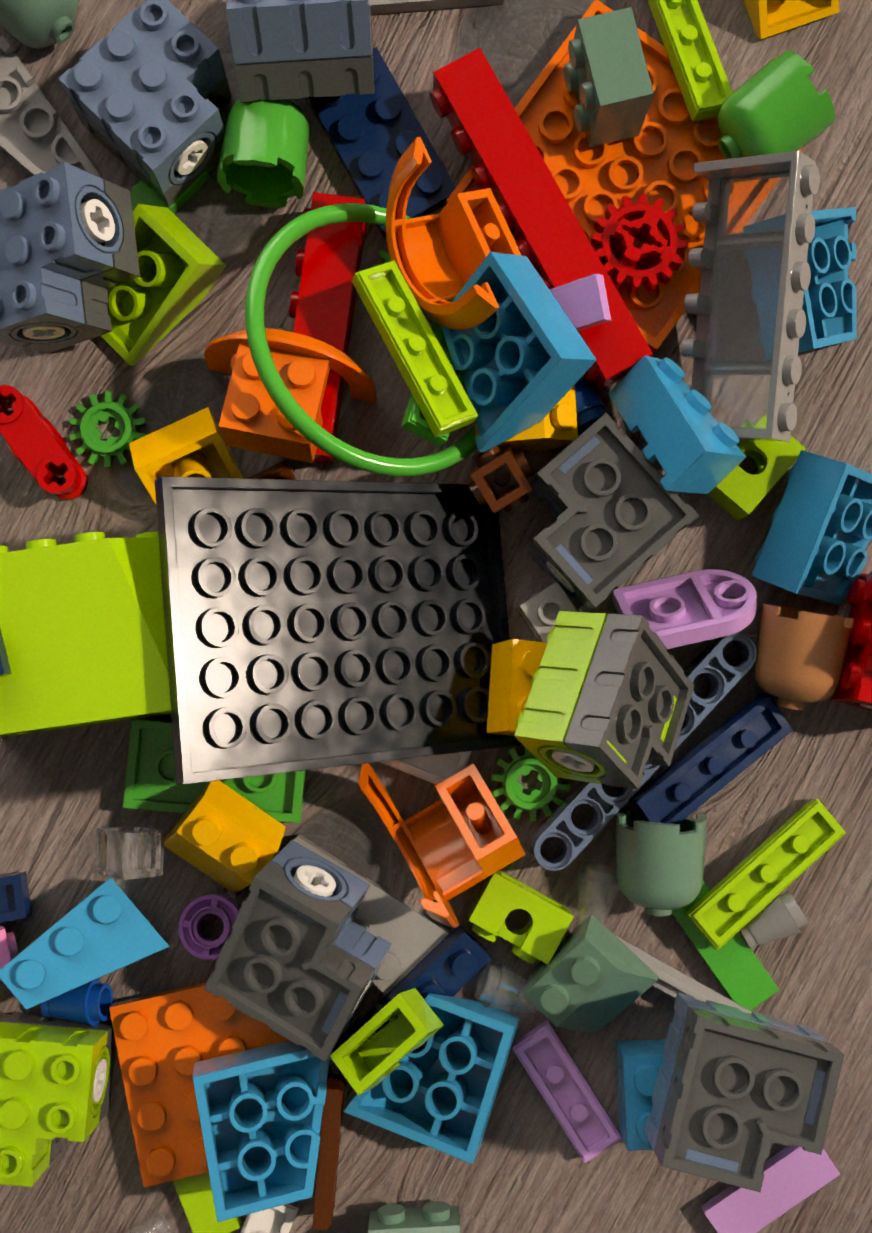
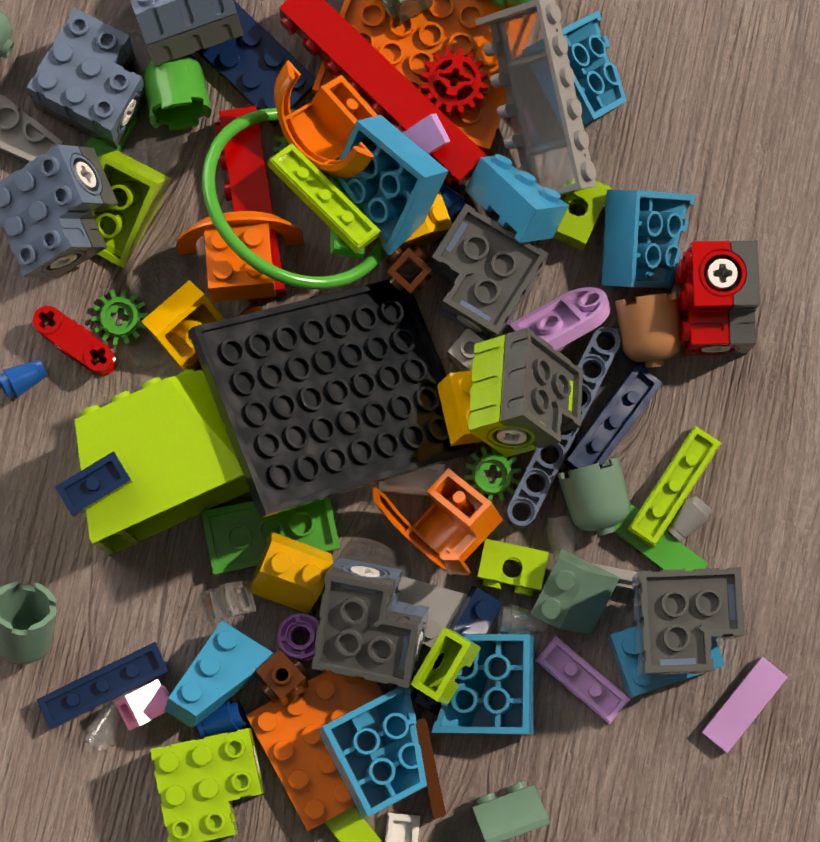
camera: 20 degrees left, 5 degrees down
(152, 977) = (283, 679): none -> reddish brown brick

